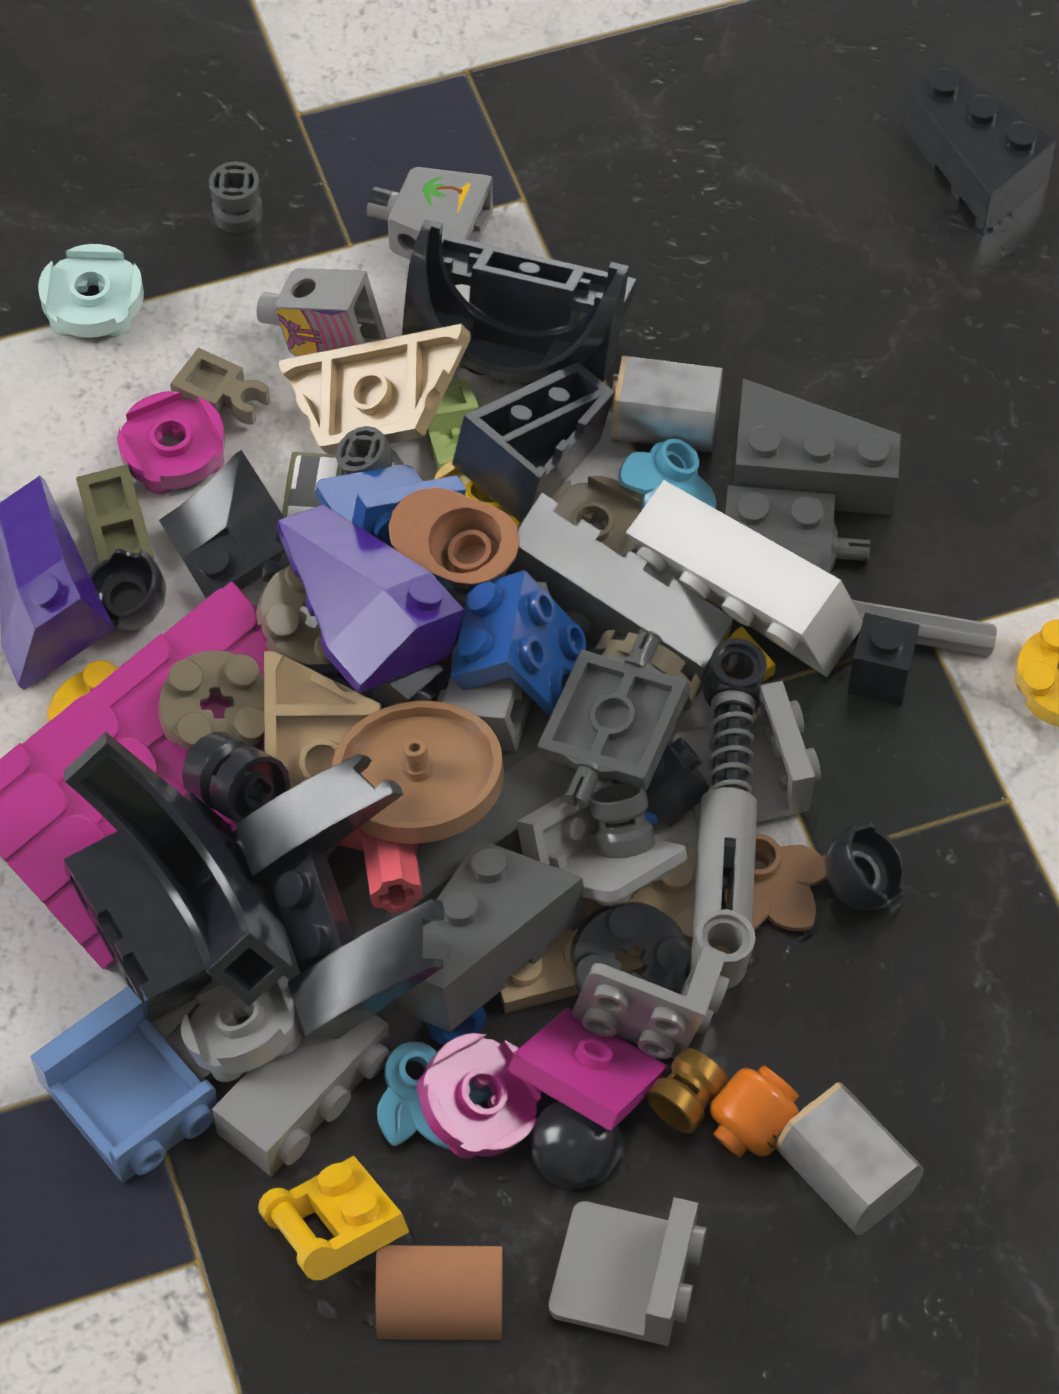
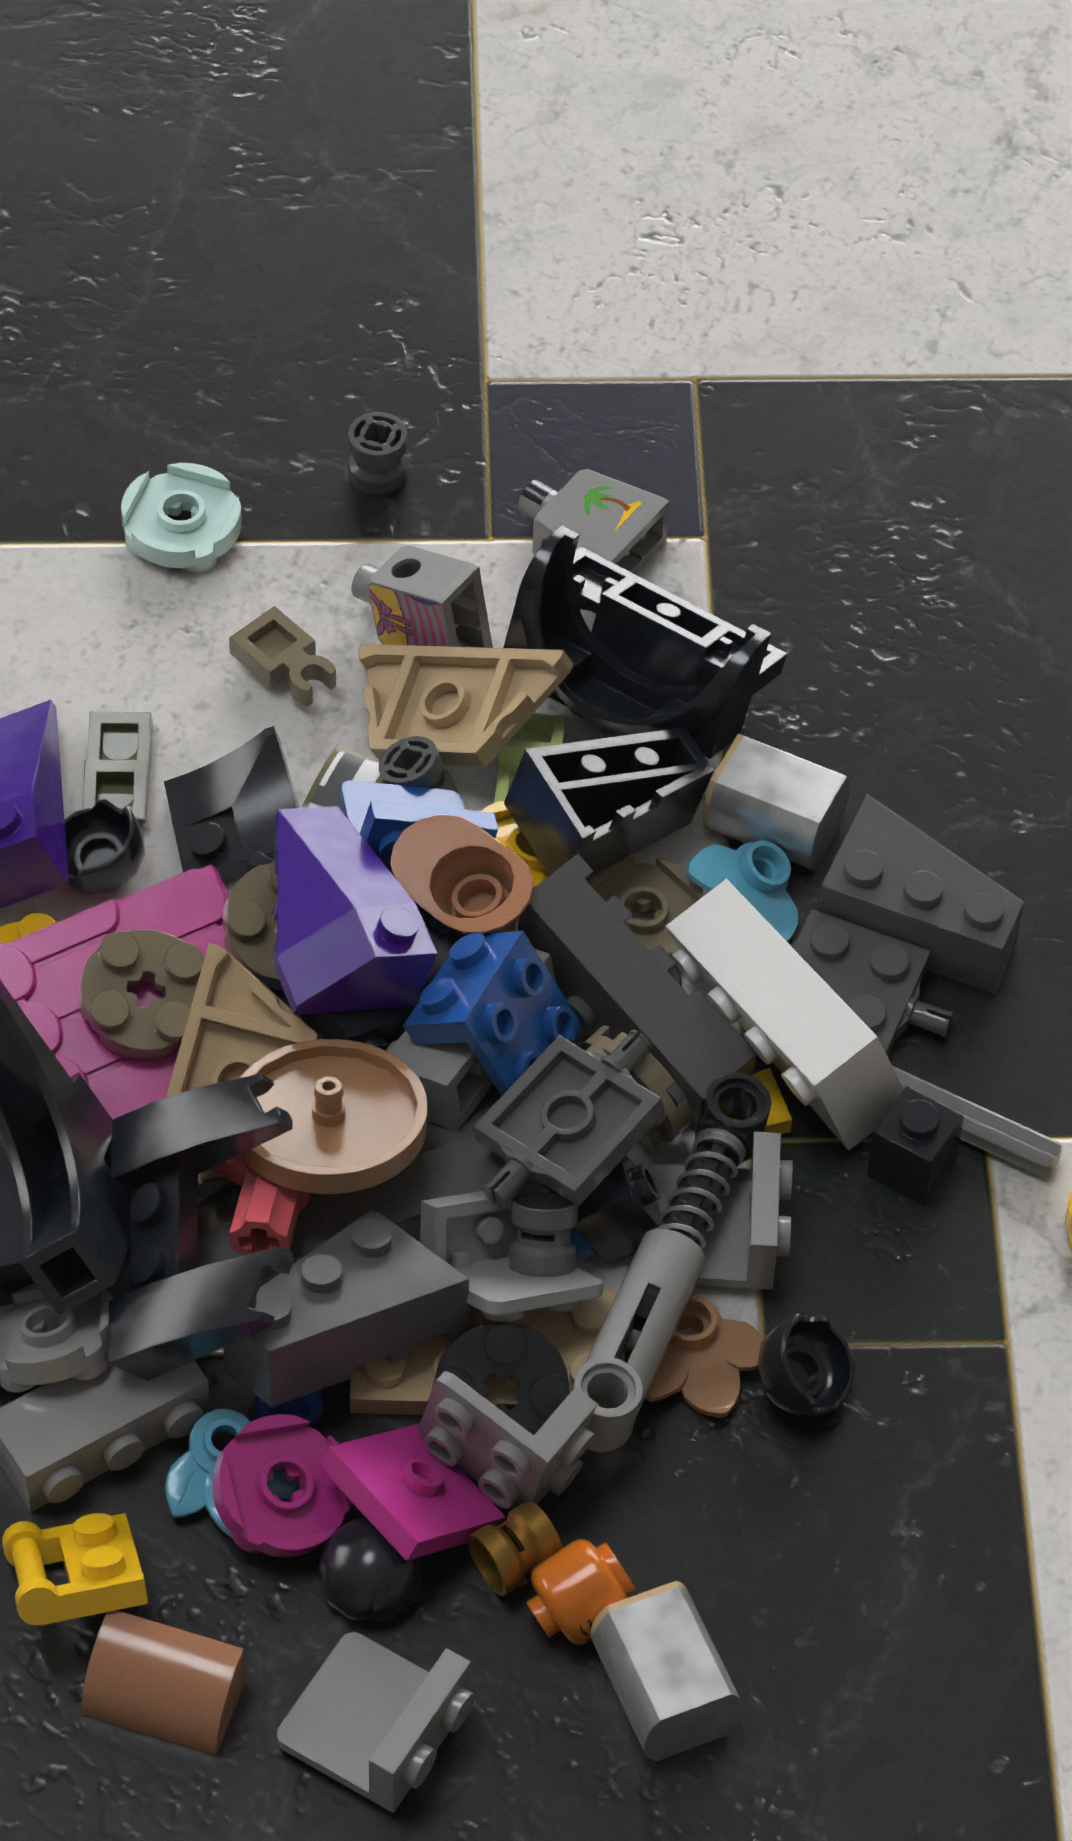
camera: 15 degrees right, 5 degrees down
(176, 466) = (214, 728): dark pink plate -> none
(233, 775) = (130, 1066): black wheel -> none

